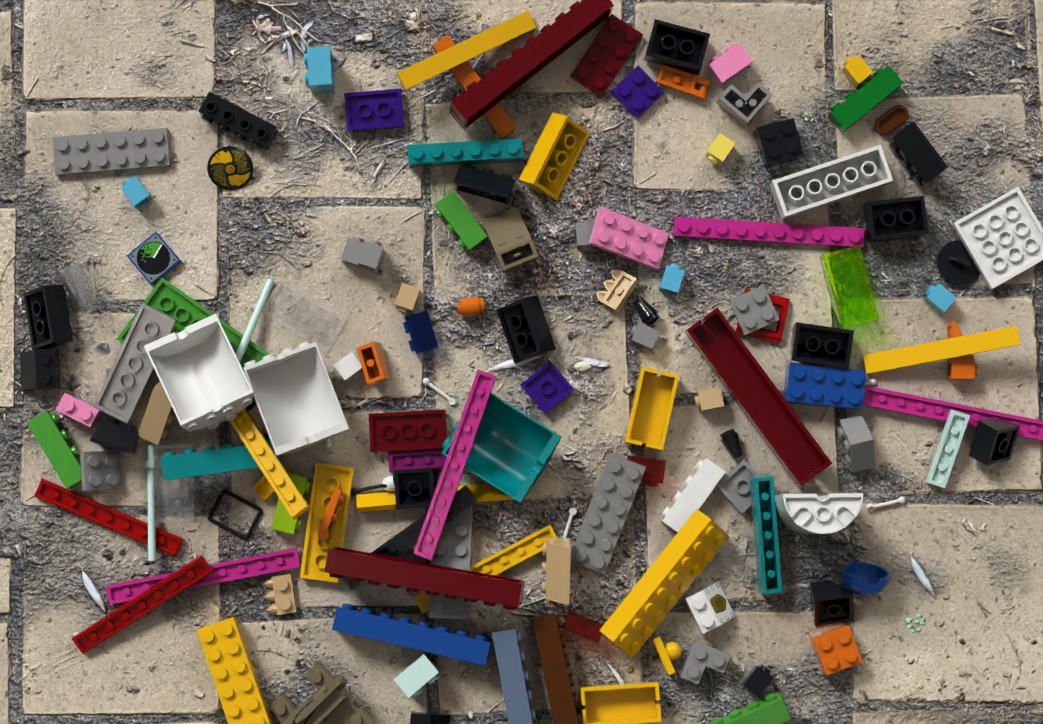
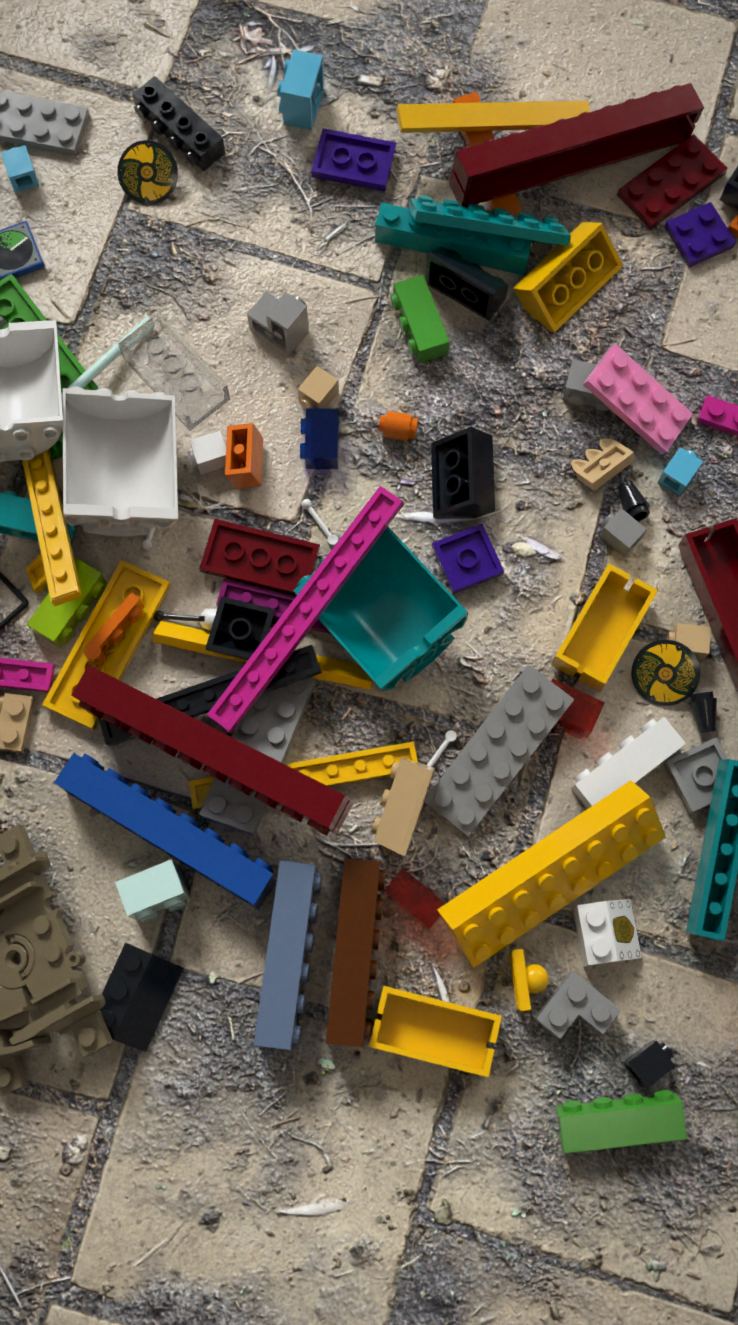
camera: 25 degrees right, 10 degrees down
(487, 138) = (486, 221): none -> teal plate
(510, 240) = (478, 361): dark tan slope -> none
(700, 426) = (665, 672): none -> shield

